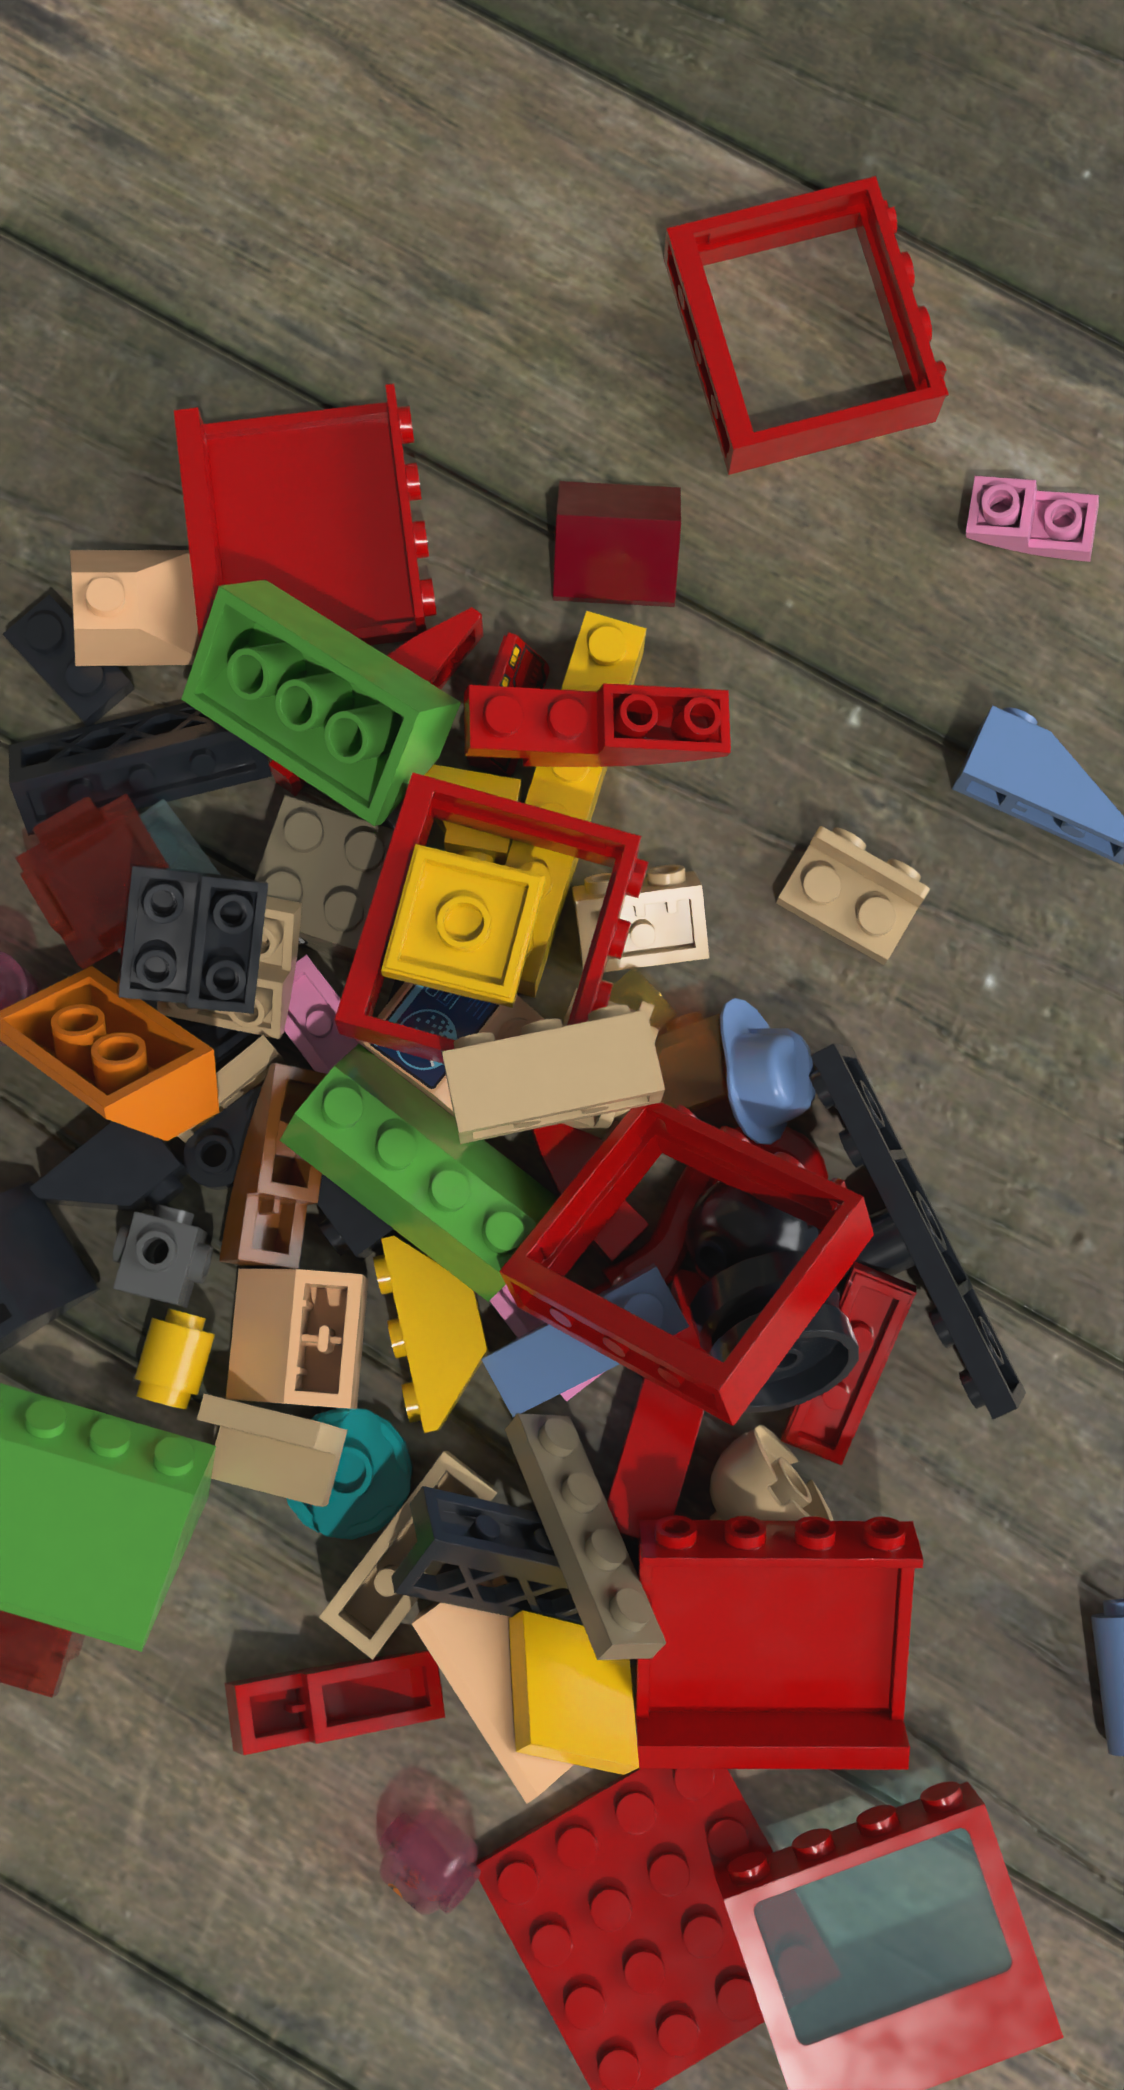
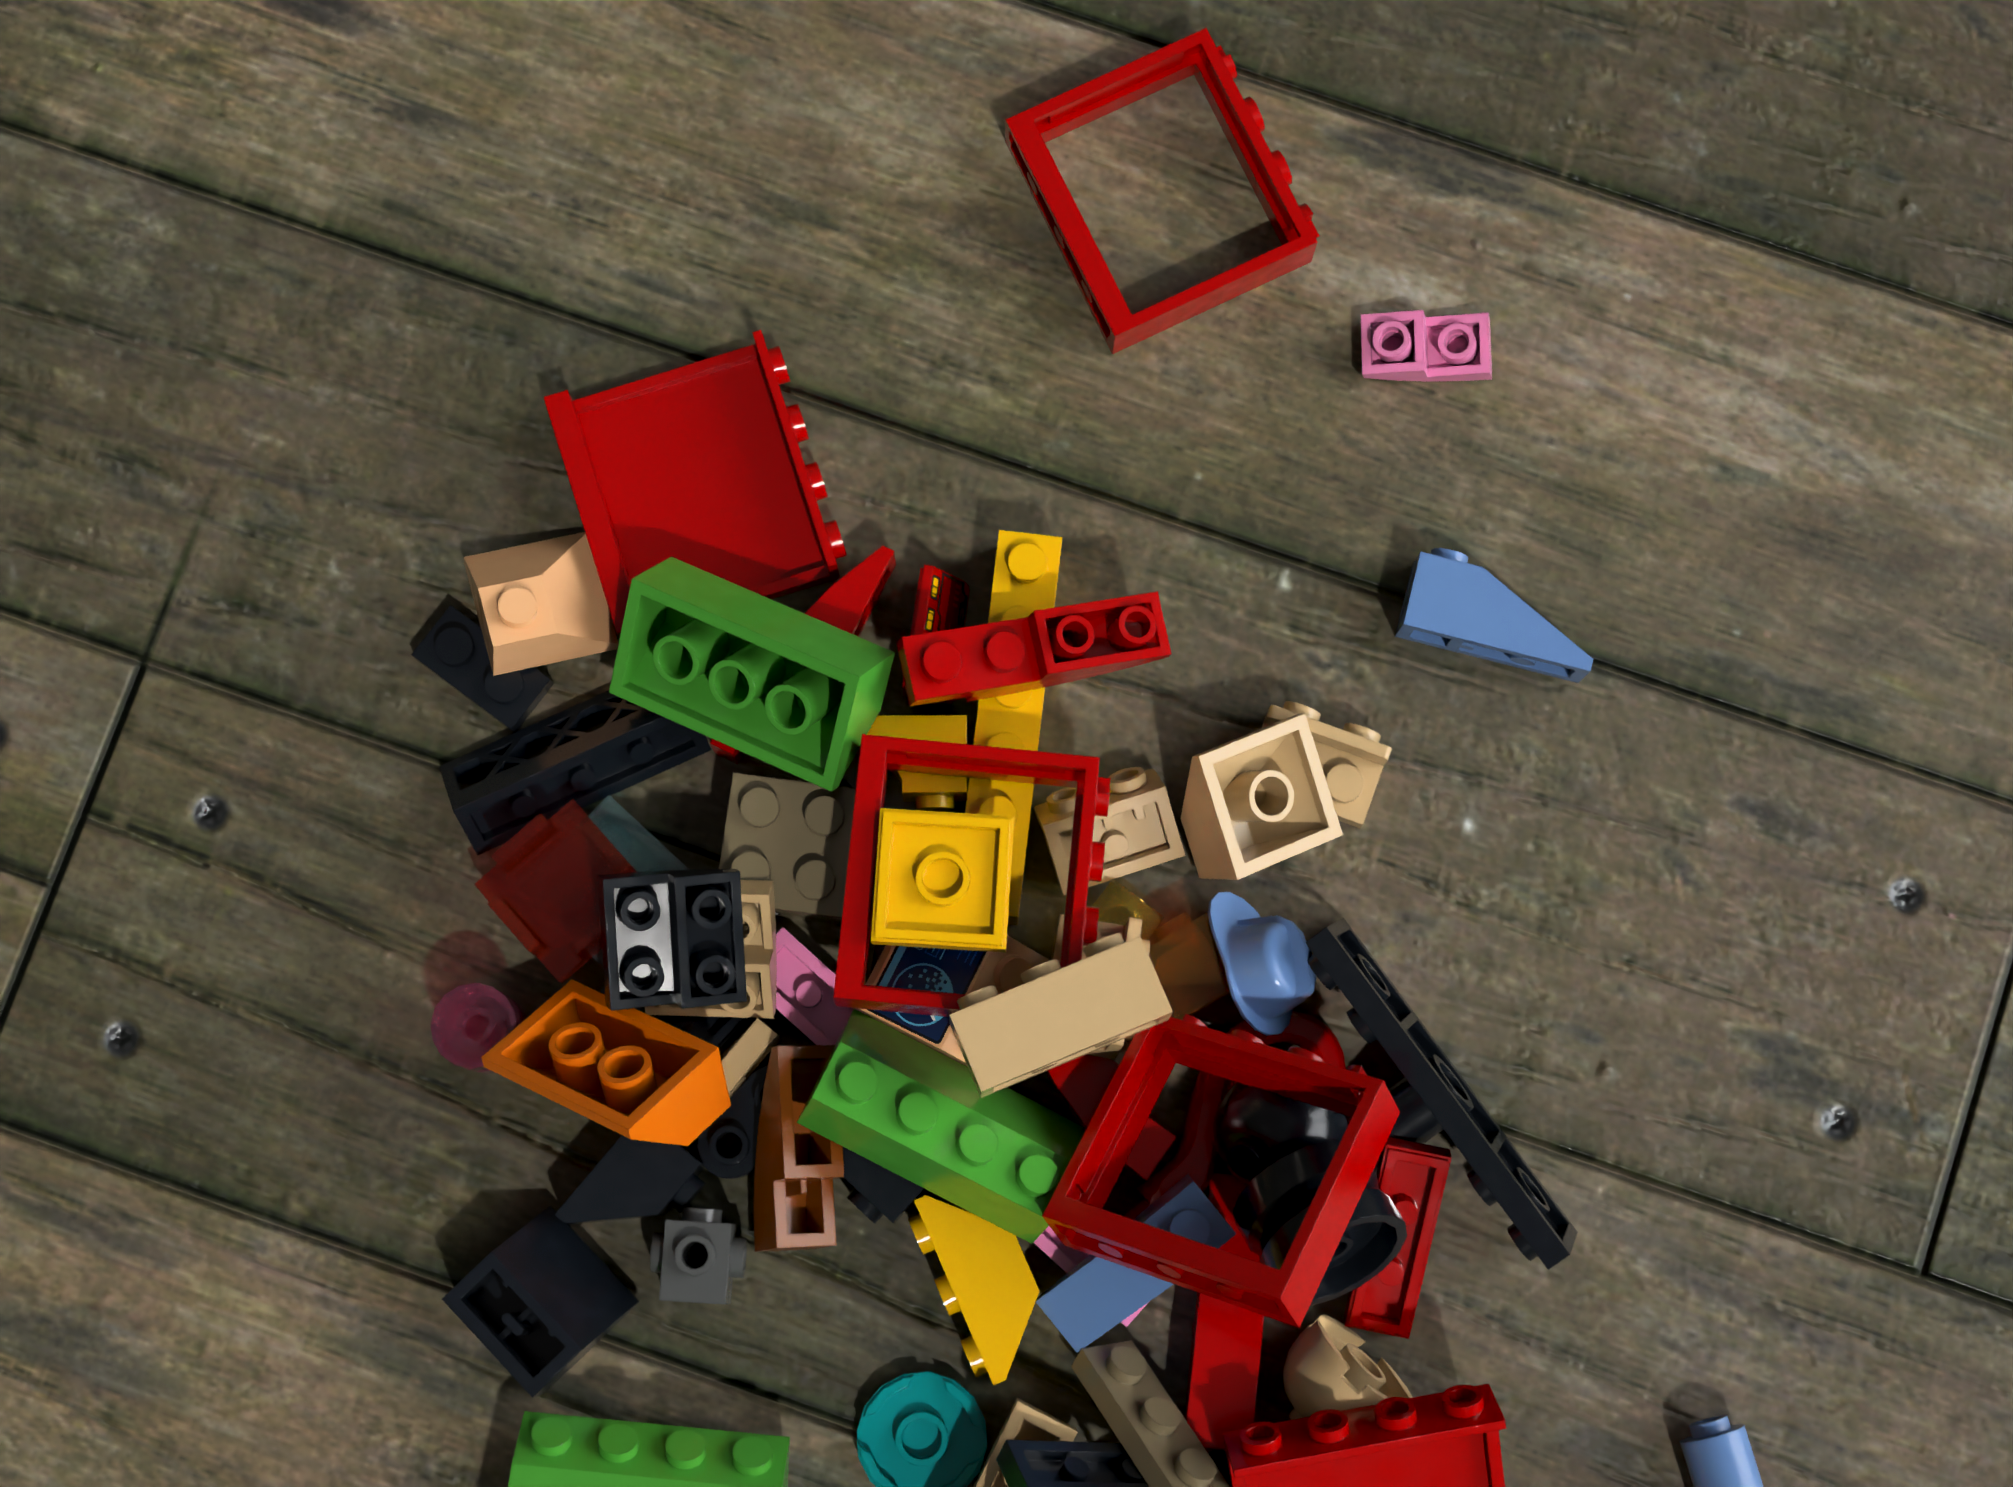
camera: 10 degrees left, 0 degrees up
(173, 1359) = (729, 1358): yellow brick -> none
(273, 1450) = (846, 1431): tan panel -> none
(297, 1337) = (847, 1315): light nougat slope -> none
(617, 544) = (1014, 446): dark red slope -> none
(788, 914) = (1257, 801): none -> tan slope

